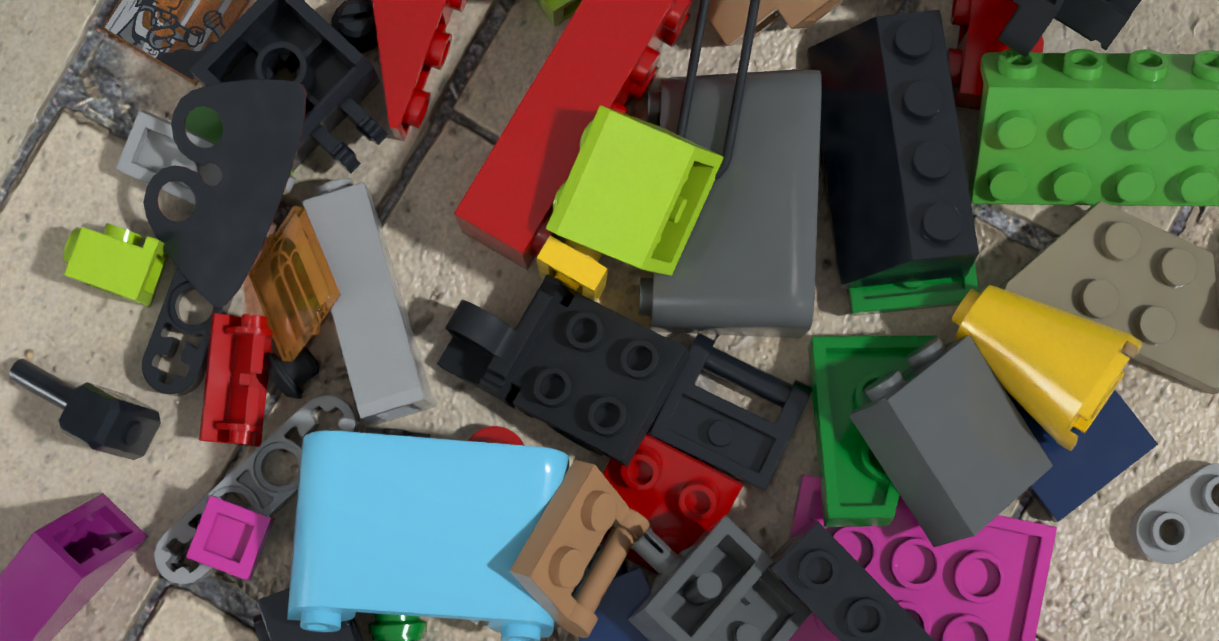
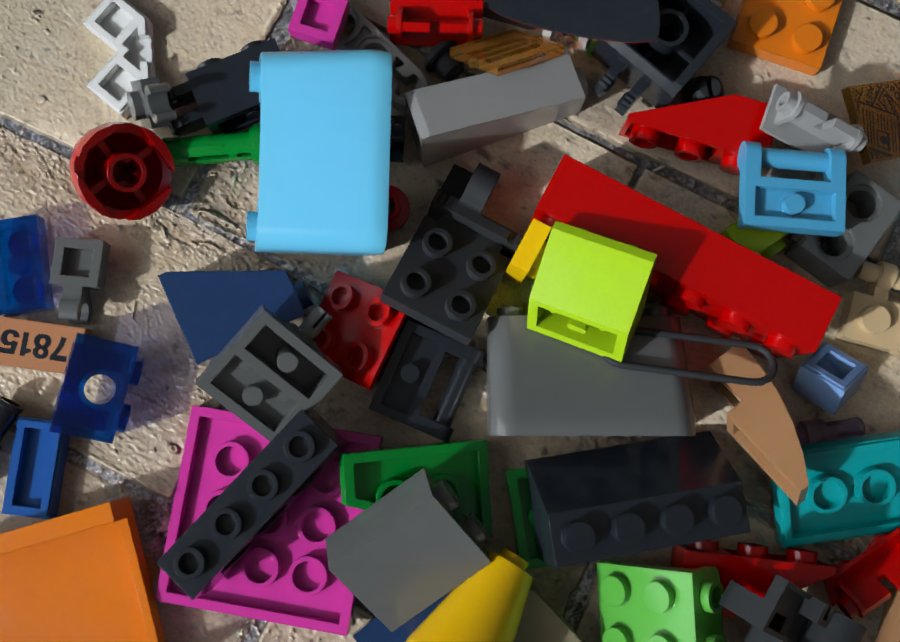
camera: 90 degrees right, 0 degrees up
(566, 541) = (319, 253): medium nougat plate -> none

